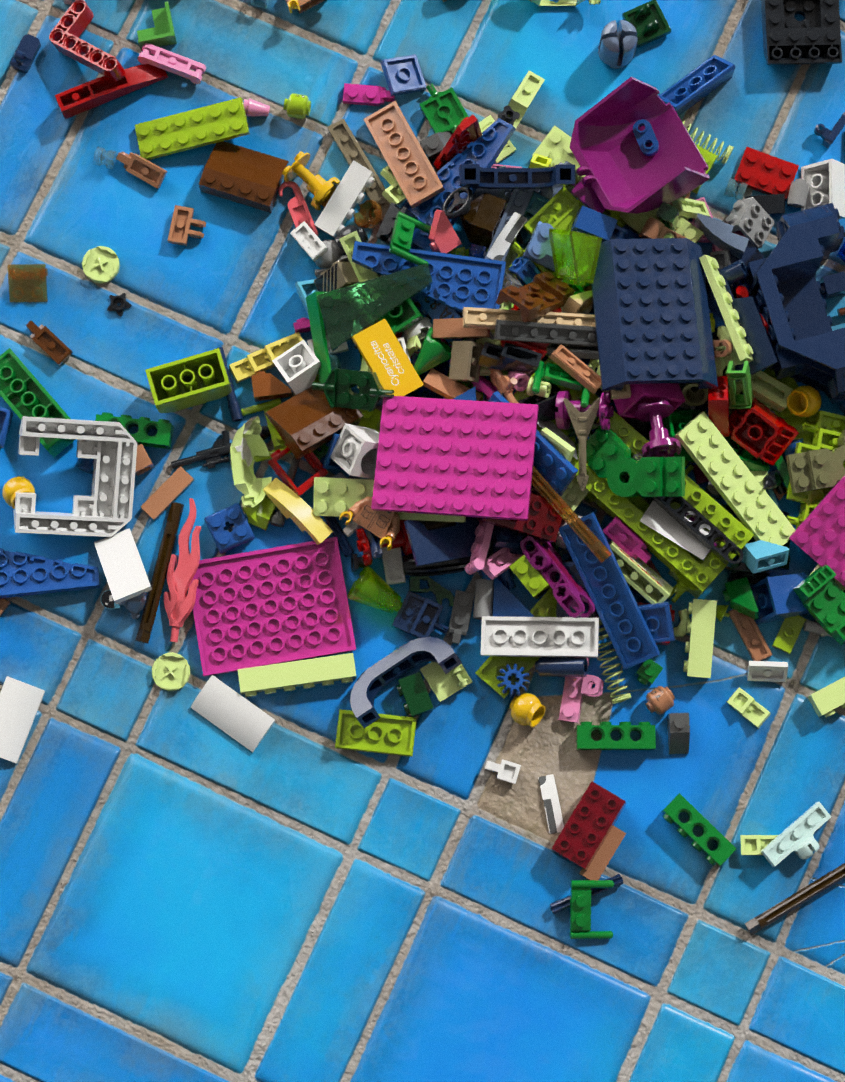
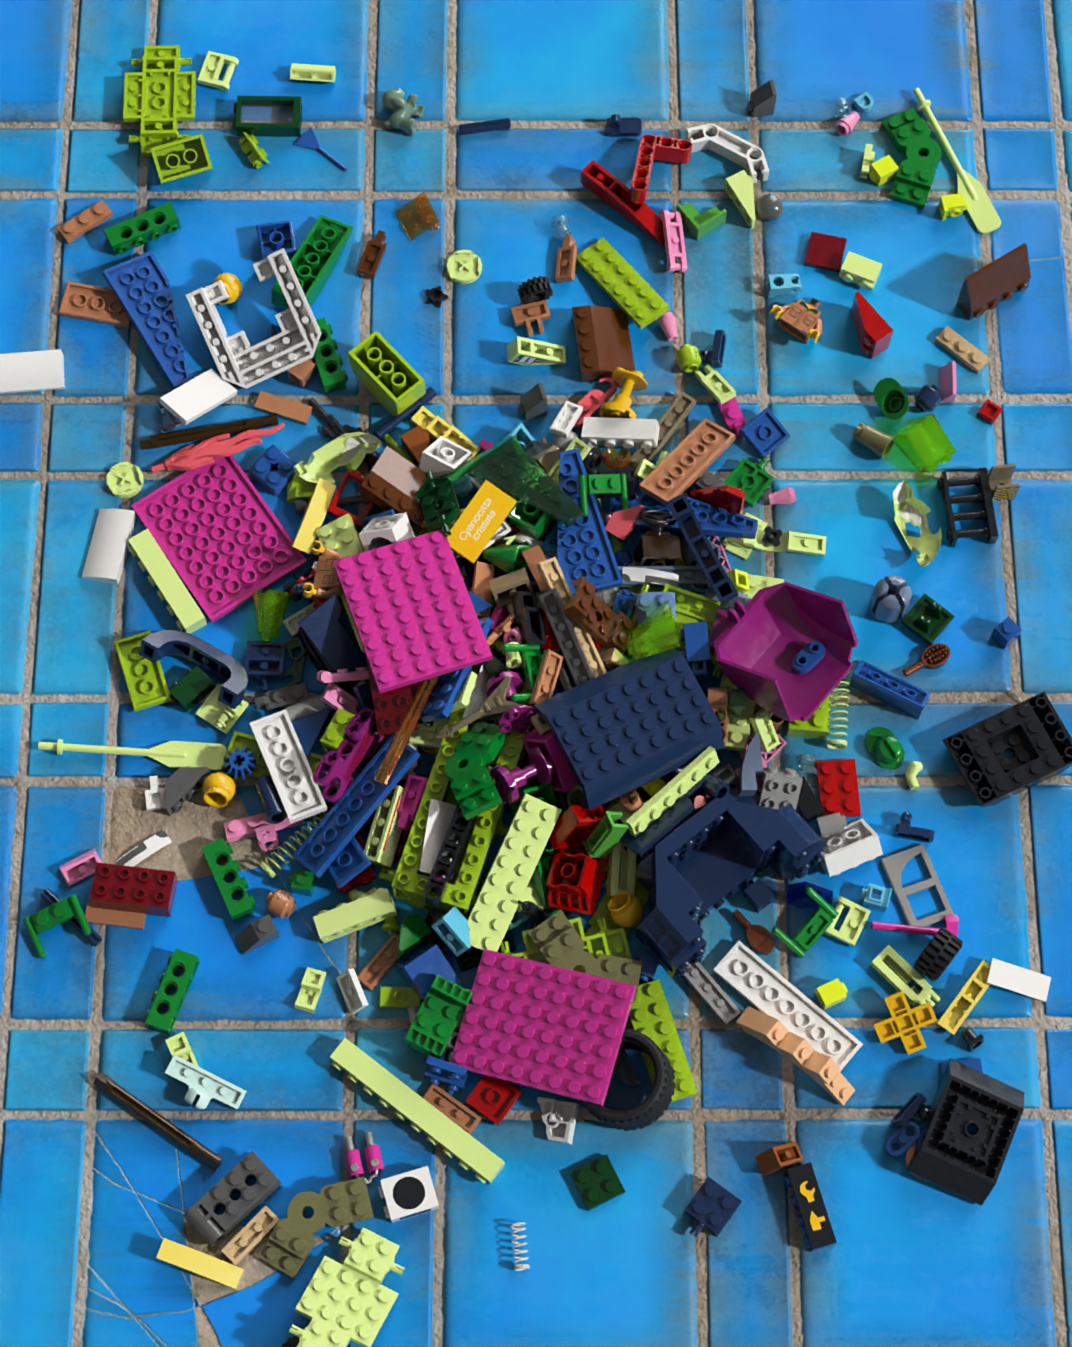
camera: 65 degrees right, 10 degrees down
(163, 210) = (535, 290): none -> black tyre
(224, 239) = (534, 352): none -> yellowish green slope
(277, 263) = (533, 403): none -> dark grey slope
(305, 82) = (715, 356): none -> dark blue piece
(336, 94) = (716, 385): none -> yellowish green hinge
(469, 740) = (171, 754): none -> yellowish green piece
(473, 87) = (783, 497): none -> bright pink cone
(508, 741) = (183, 786): none -> dark grey slope
(541, 865) = (80, 867): none -> bright pink slope
(682, 37) = (931, 658): none -> copper piece
(745, 116) = (885, 747): none -> green piece
(780, 106) = (911, 772): none -> yellowish green arm

